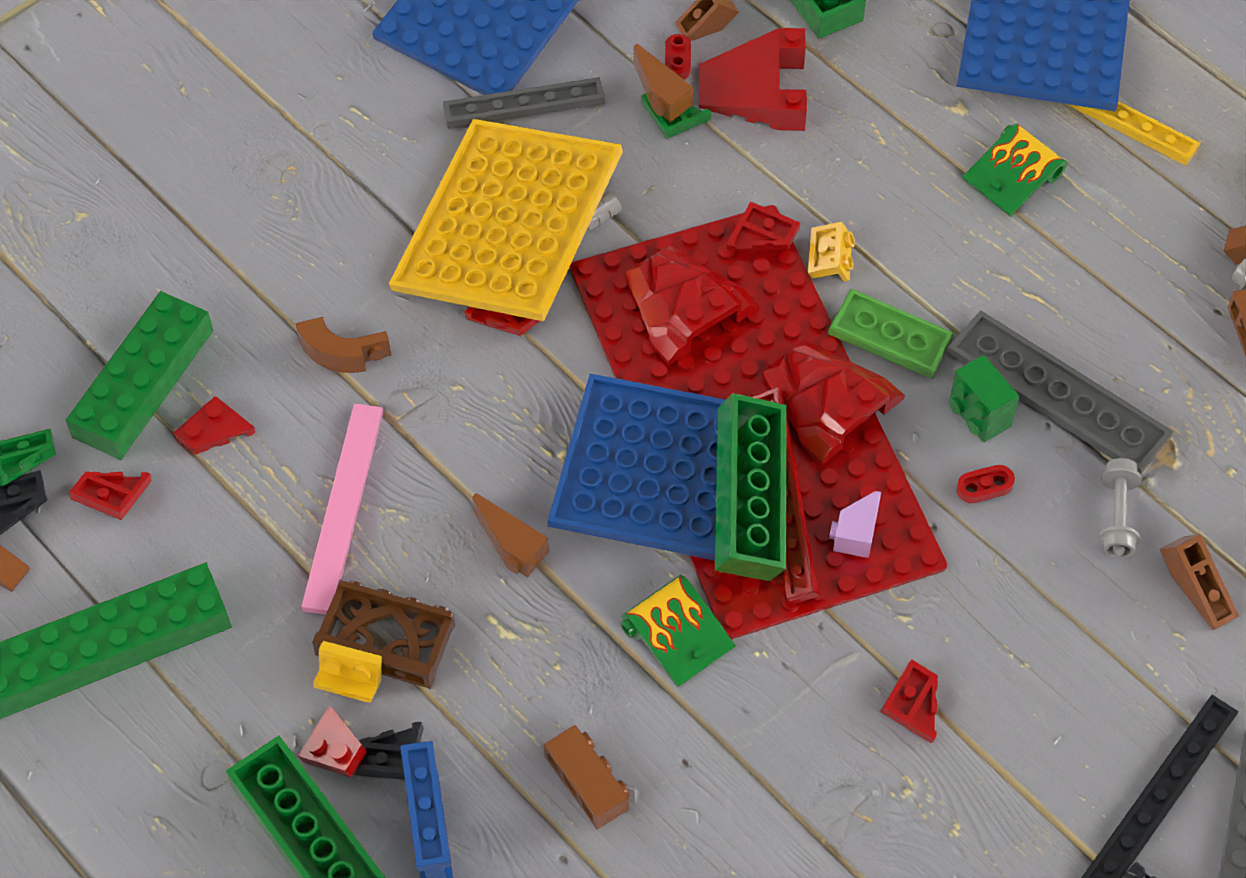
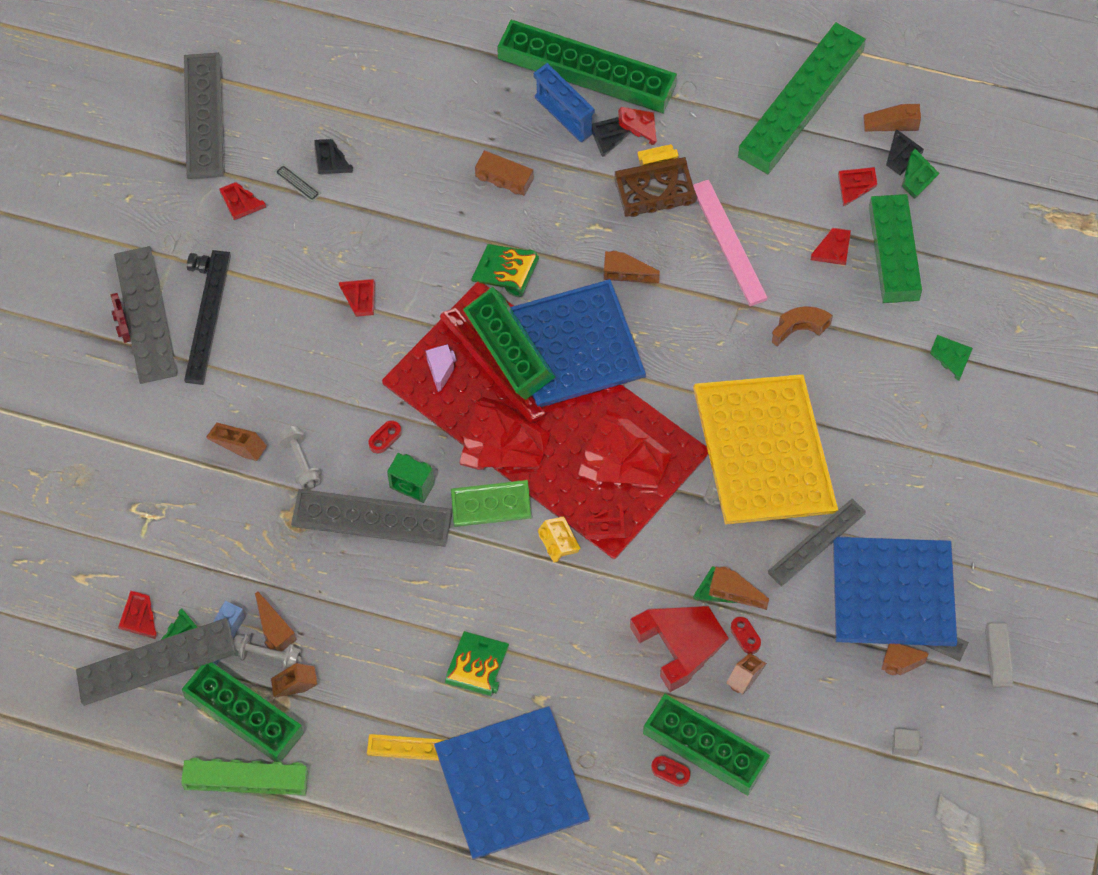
camera: 150 degrees right, 5 degrees up
(188, 223) = (951, 355): none -> green wing

